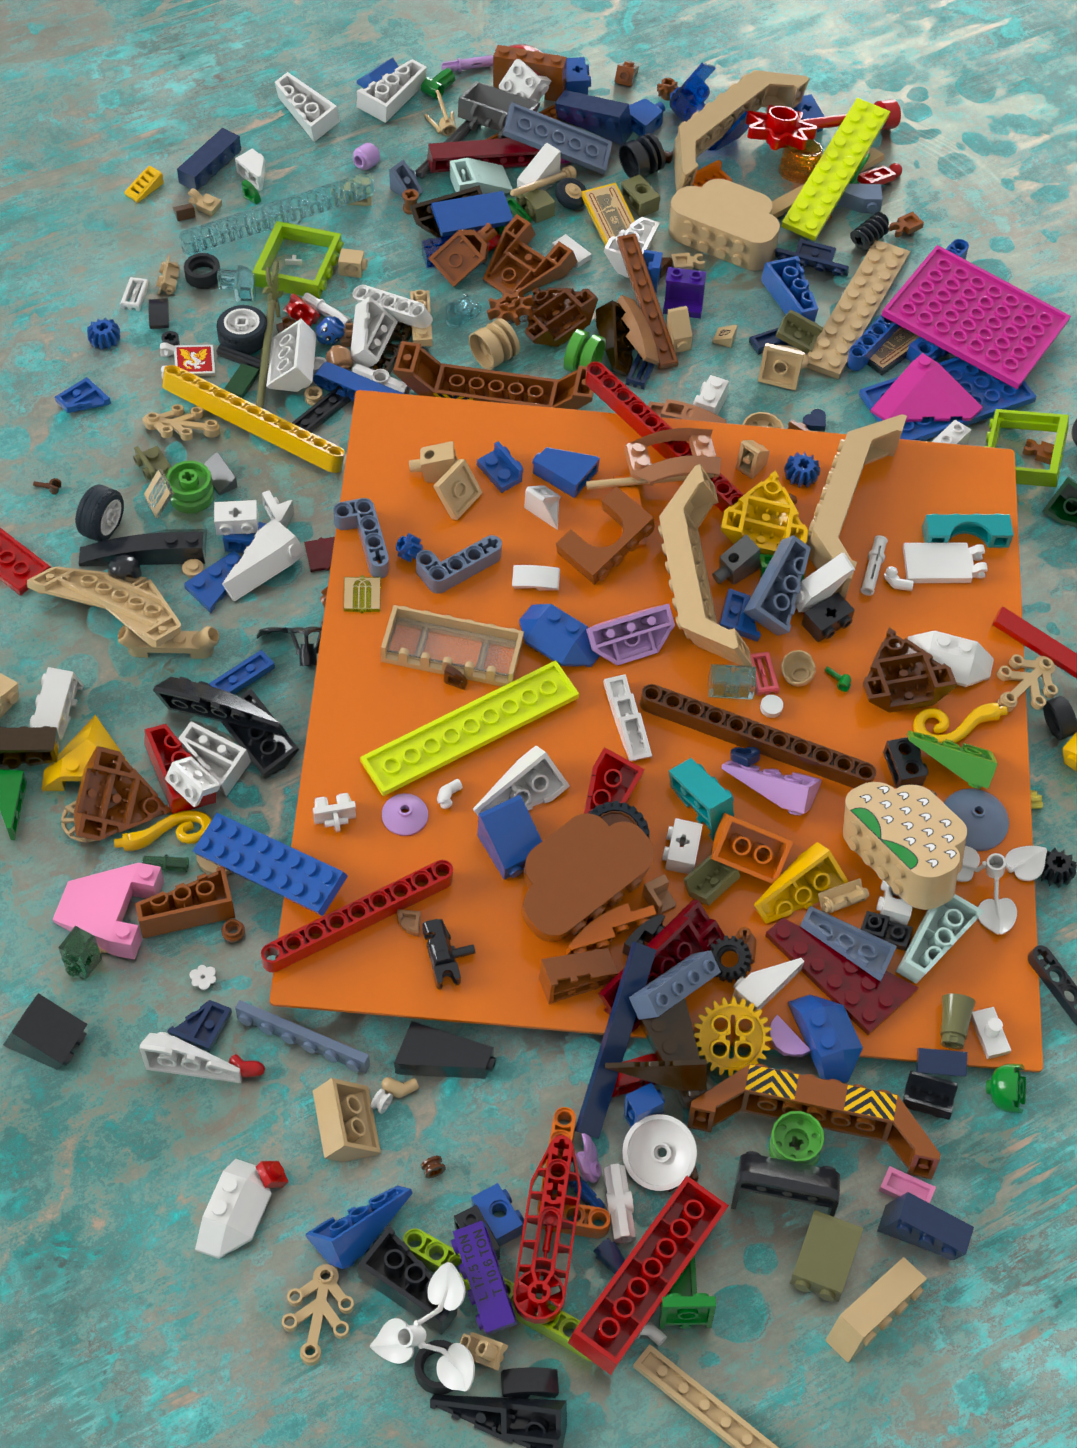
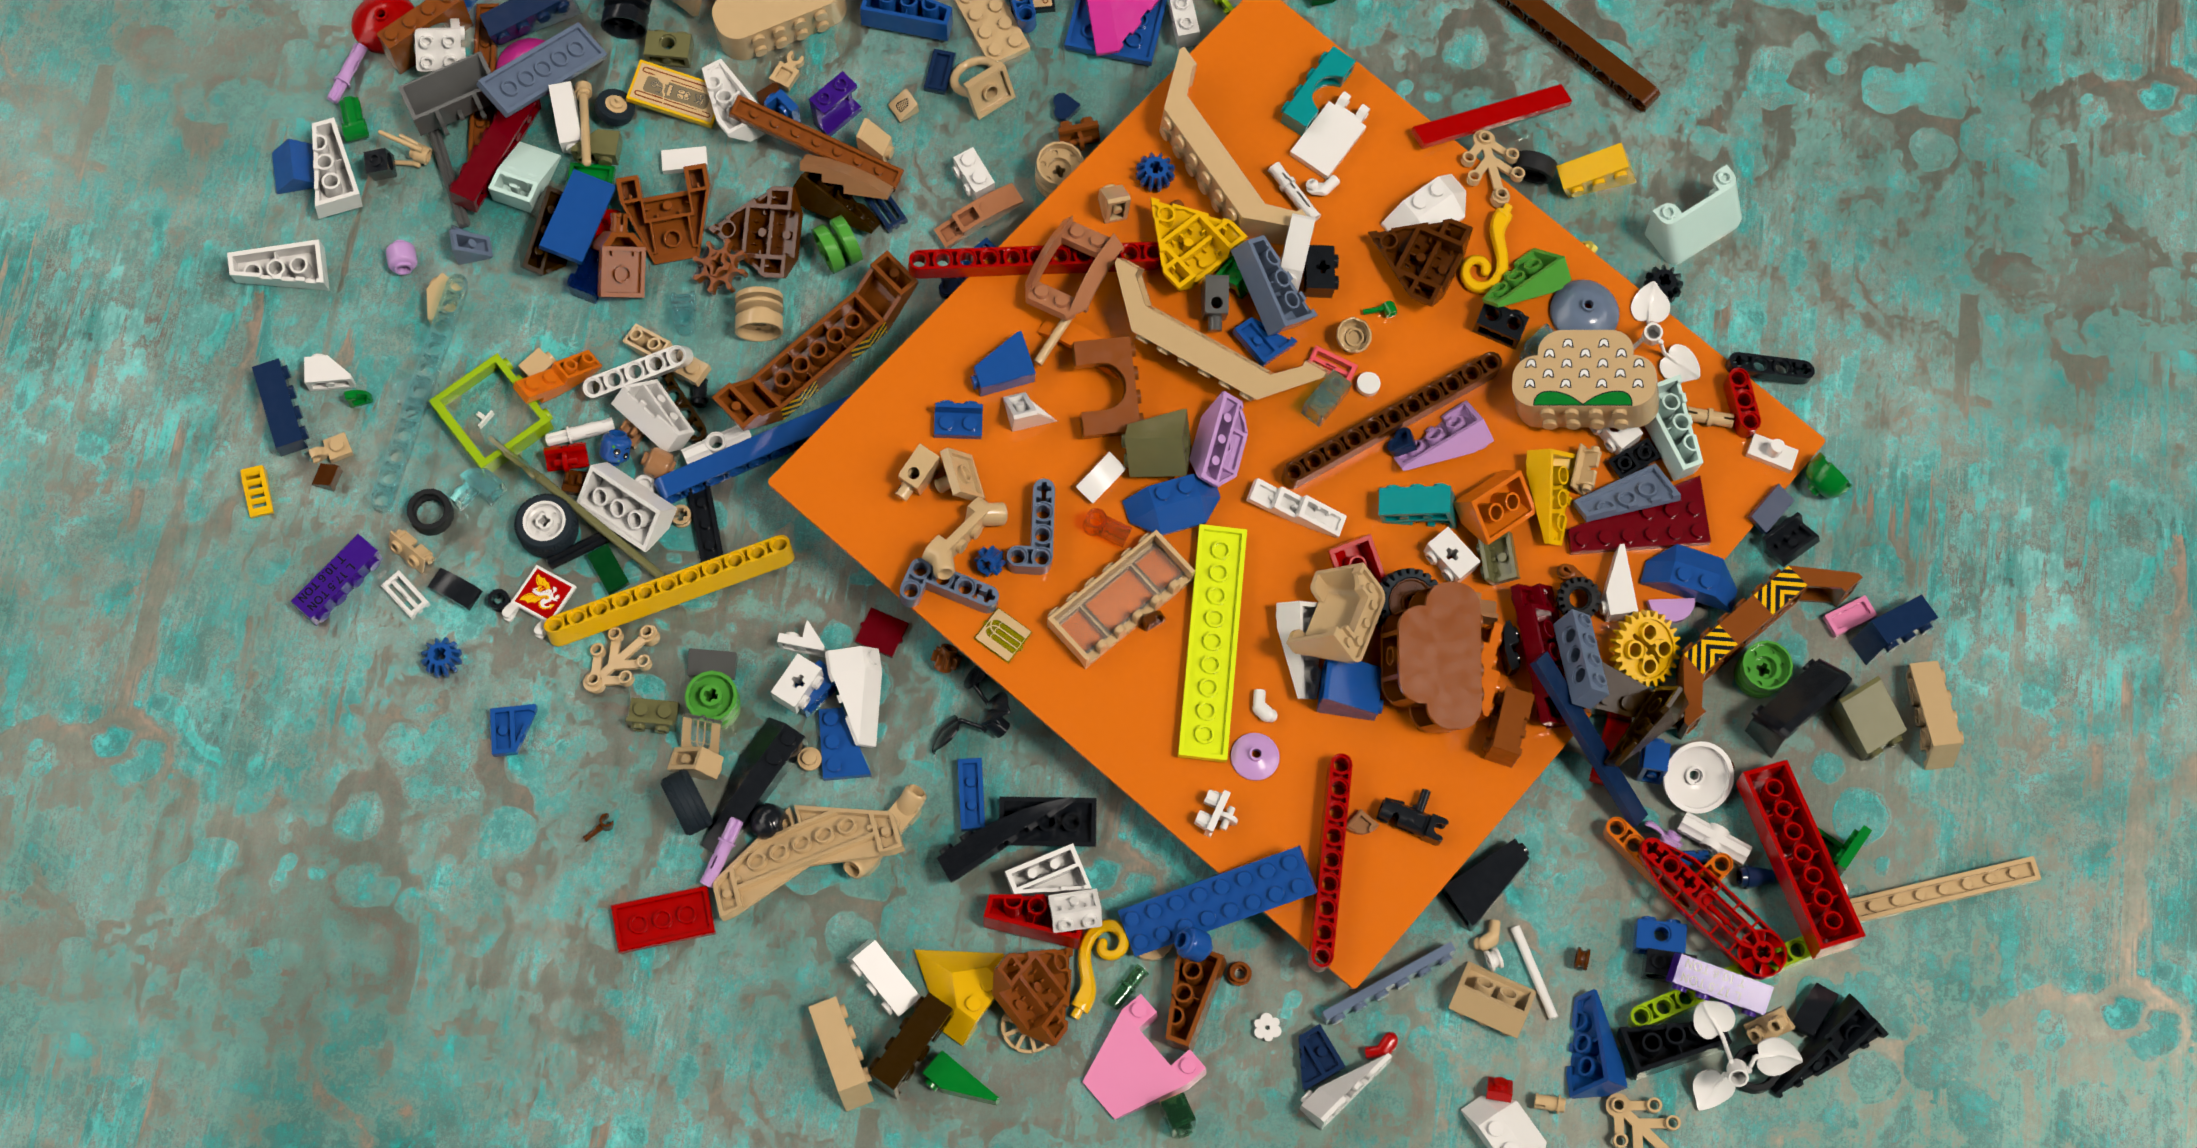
camera: 50 degrees left, 15 degrees up
(81, 556) = (722, 850): none -> lavender axle
(114, 253) = (337, 580): none -> dark purple brick
(137, 507) = (698, 761): none -> tan slope
(221, 869) = (1193, 944): none -> blue head
(291, 1226) = (1550, 1103): none -> tan pin
(348, 273) = (559, 378): none -> orange slope
(384, 507) = (978, 515): none -> tan plate
(394, 1141) = (1534, 972): none -> white bar
(410, 197) = (497, 252): dark orange bush -> none
(419, 109) = (380, 164): none -> black brick
(500, 604) = (1108, 529): none -> clear orange piece
(574, 789) = (1344, 616): none -> tan windscreen
(590, 592) = (1158, 445): none -> olive slope
(798, 331) = (958, 43): olive bracket -> none
(955, 1019) = (1749, 471): olive plant -> none
(974, 964) = (1711, 417): none -> tan pin
(1013, 970) = (1745, 393): none -> red beam

